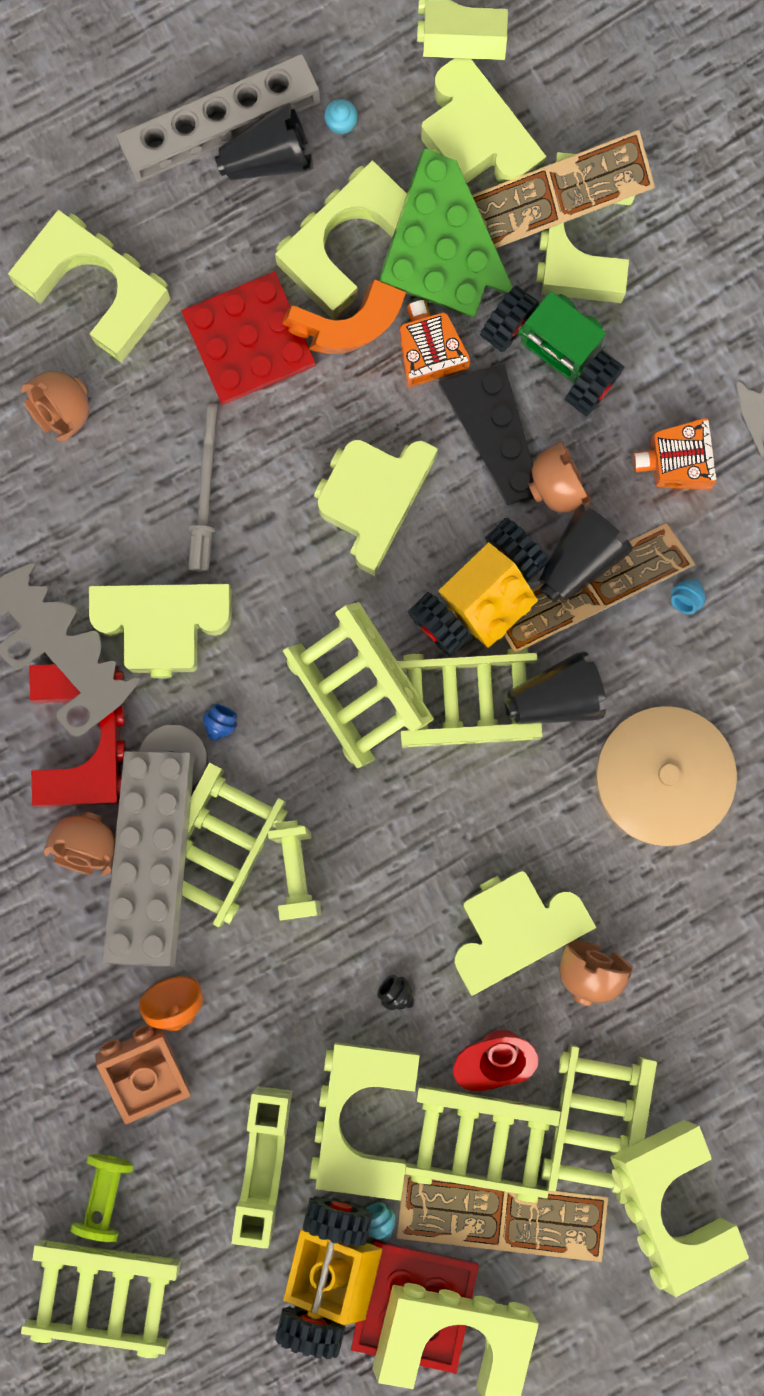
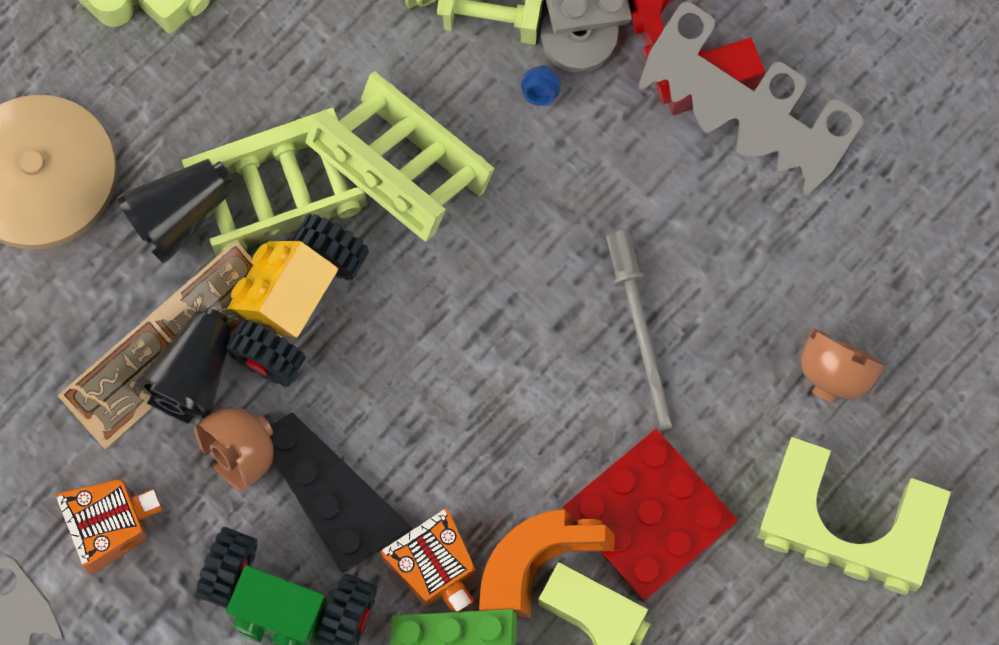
camera: 165 degrees right, 10 degrees down
(160, 622) = (640, 166): yellowish green brick -> none
(372, 495) = (447, 372): yellowish green brick -> none
(688, 596) = (58, 370): dark azure plate -> none

